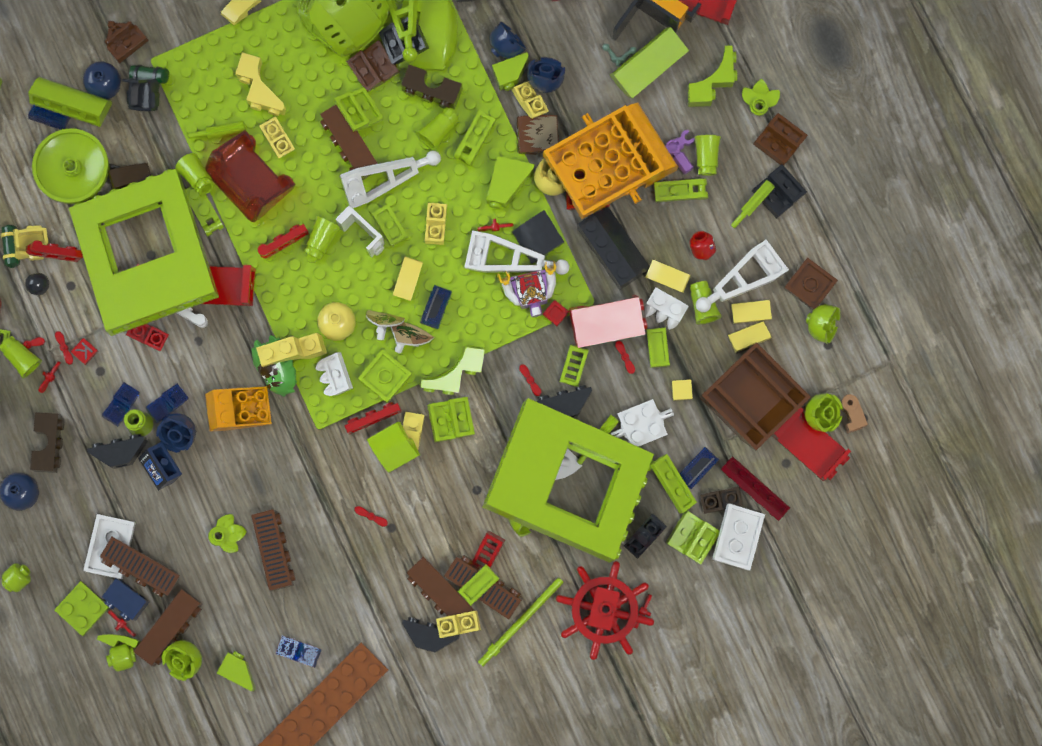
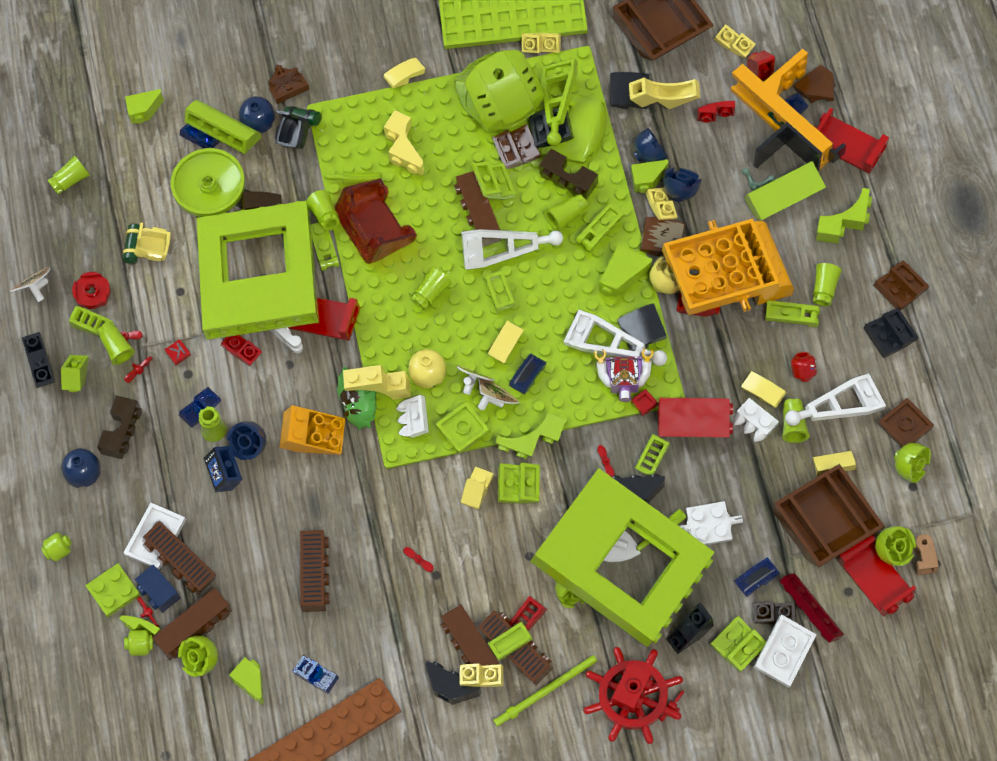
camera: 15 degrees right, 15 degrees down
(37, 284) = (148, 281): black piece -> none
(53, 251) = (172, 253): red plate -> none
(64, 347) = (159, 345): red piece -> none
(119, 452) = (186, 450): black slope -> none
(167, 403) = (249, 411): clear blue slope -> none
(230, 534) = (274, 547): lime plate -> none
(277, 137) = (409, 192): light yellow slope -> none
(283, 241) = (392, 286): red plate -> none
(350, 216) = (462, 273): white panel -> none
(372, 417) = (441, 466): red plate -> none
(393, 447) = (455, 495): lime slope -> none
(435, 223) = (544, 298): light yellow slope -> none
(494, 227) = (601, 311): red piece -> none
(613, 247) = (714, 353): black slope -> none
(625, 357) = (705, 458): red piece -> none
(658, 347) = (740, 455): lime tile -> none
(673, 483) = (728, 585): lime plate -> none
(674, 147) = (795, 273): medium lavender bar -> none
(682, 390) = (756, 500): light yellow tile -> none
(751, 311) = (840, 439): light yellow tile -> none
(754, 202) = (863, 336): lime axle -> none
(760, 95) = (888, 242): lime plate -> none

